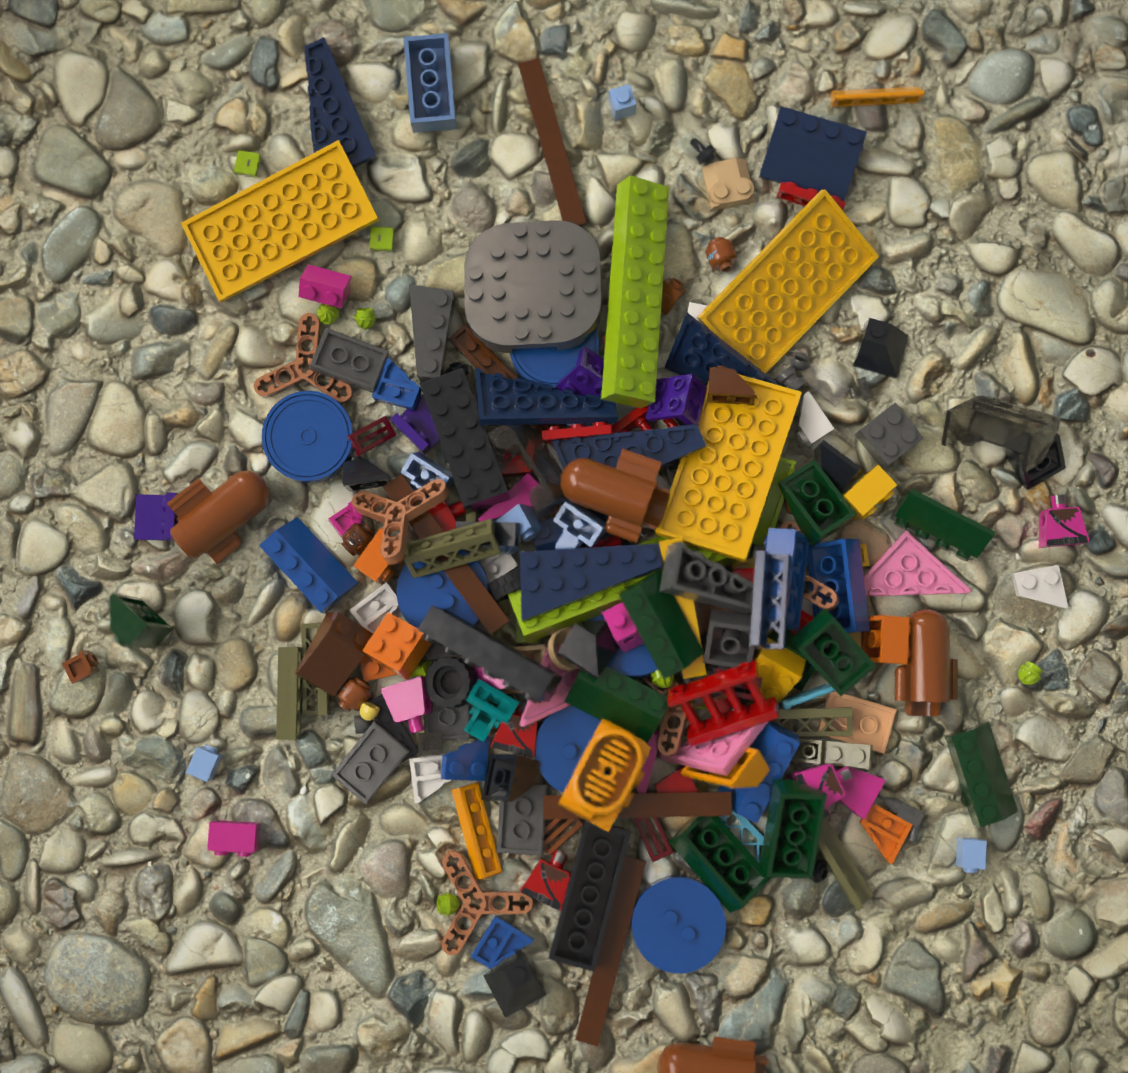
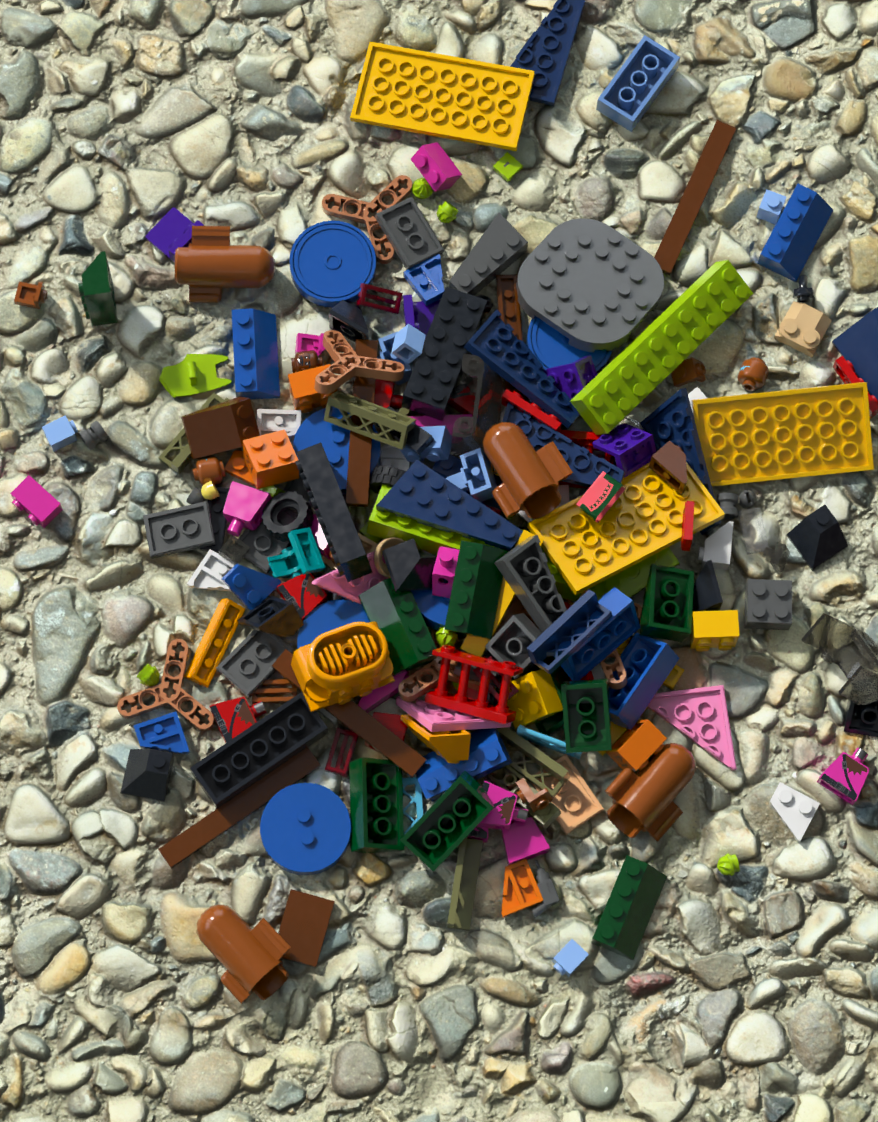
camera: 35 degrees right, 10 degrees down
(233, 742) = (93, 435): none -> dark grey wheel
(247, 163) = (454, 37): lime tile -> none
(273, 622) = (193, 375): none -> lime shield
(289, 694) = (161, 435): olive fence -> none
(430, 458) = (408, 343): none -> light blue brick
(658, 109) = (796, 233): none -> blue slope
(697, 462) = (600, 496): none -> coral piece
(743, 1004) = (305, 926): none -> reddish brown tile
(785, 428) = (687, 526): none -> red tile
(820, 871) = (443, 876): black plate -> none
(838, 756) = (537, 801): none -> dark orange bracket
(941, 525) = (751, 698): dark green slope -> none

